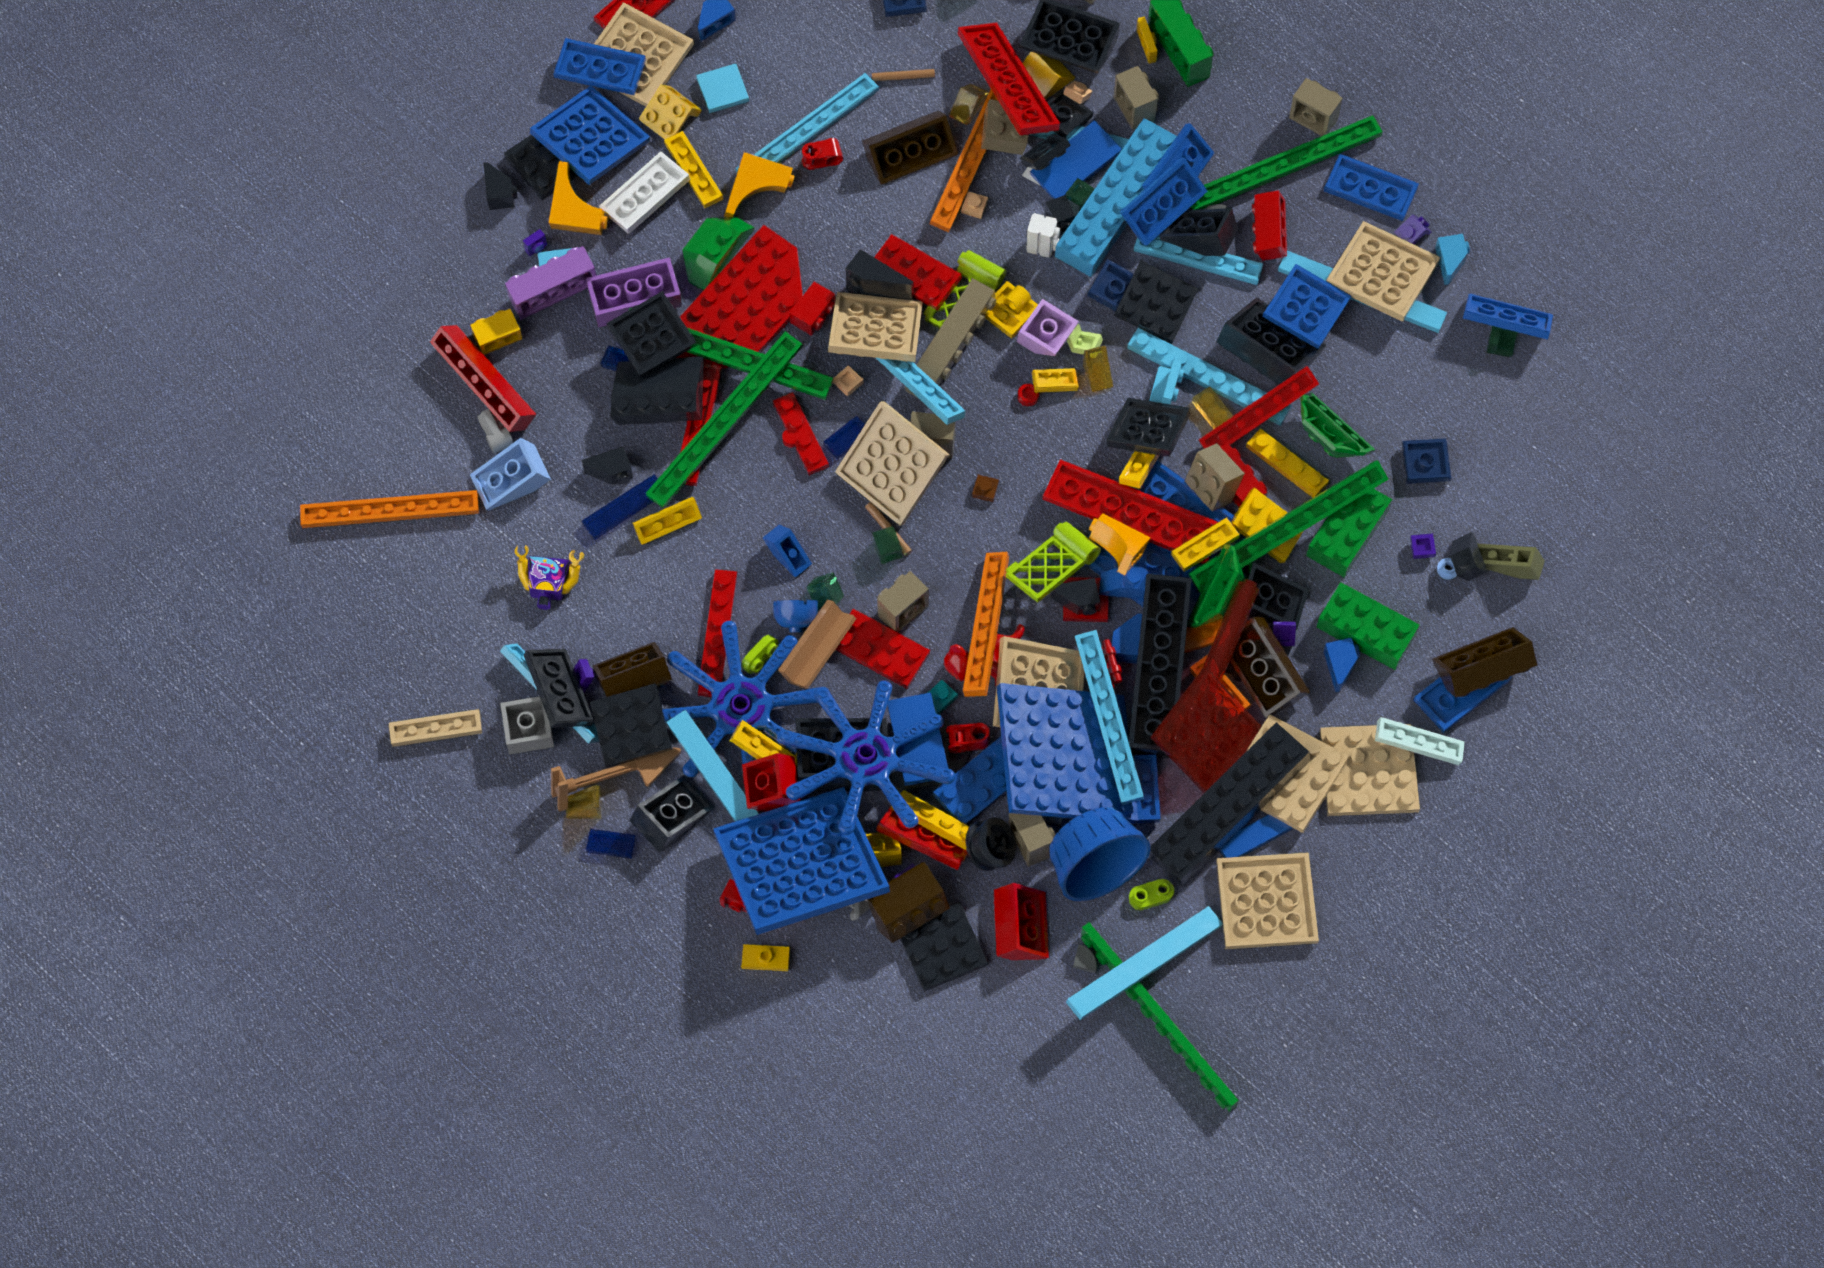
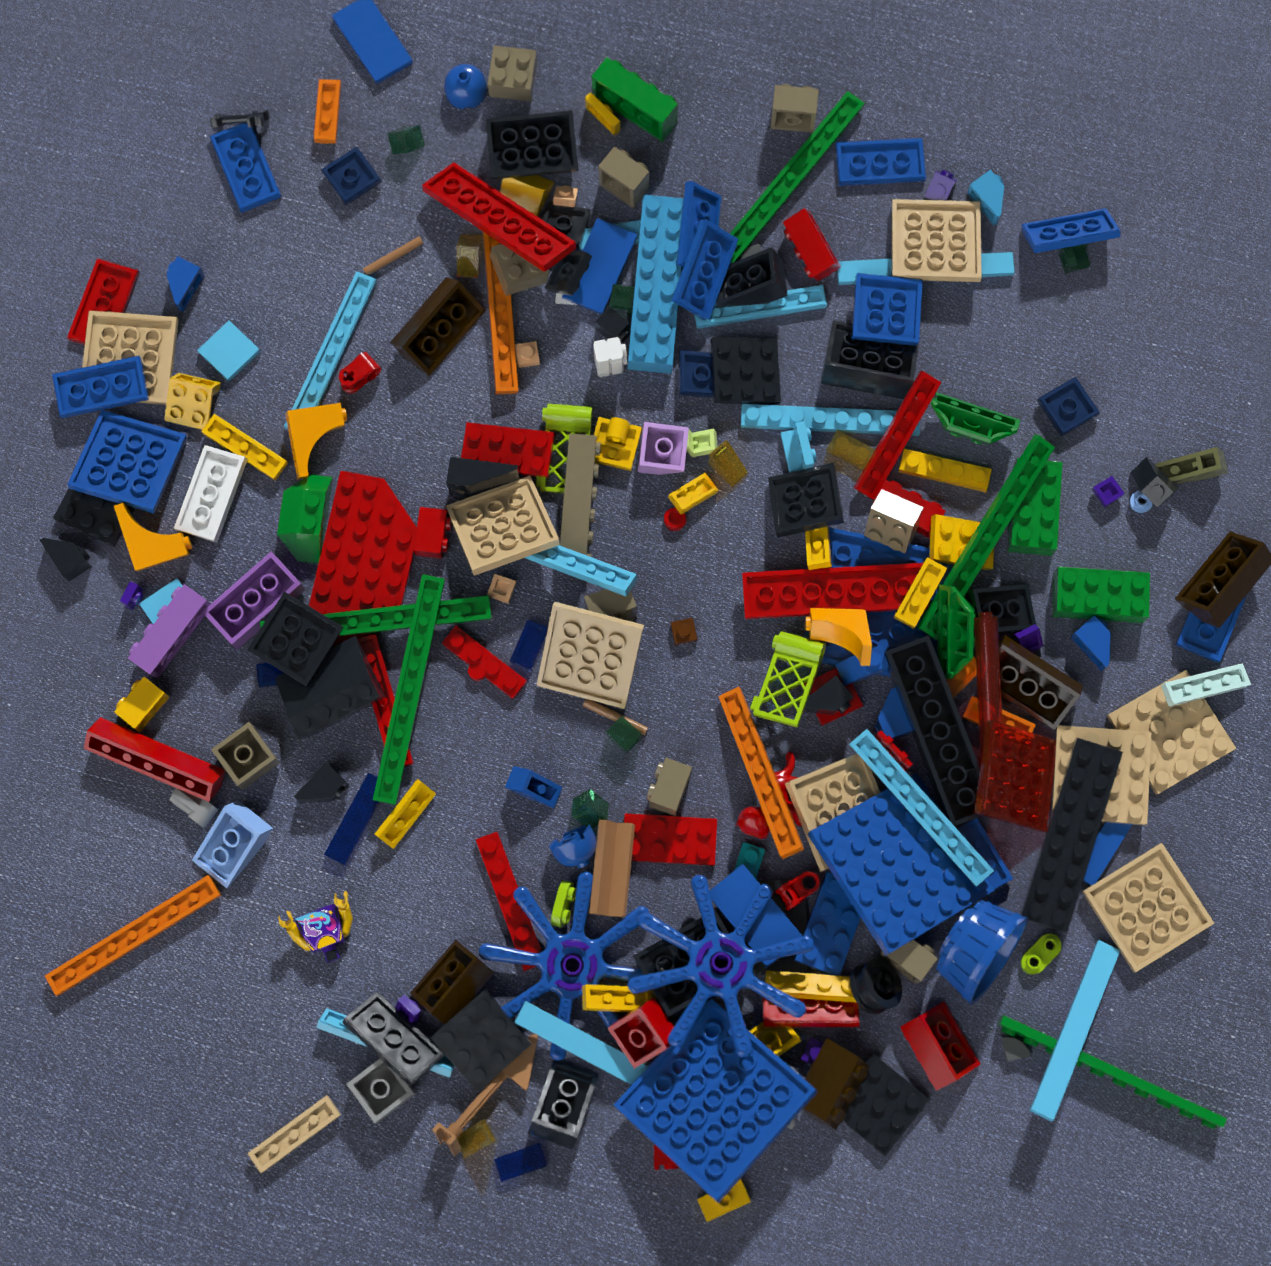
camera: 25 degrees left, 10 degrees up
(559, 410) = (245, 756): none -> dark tan brick

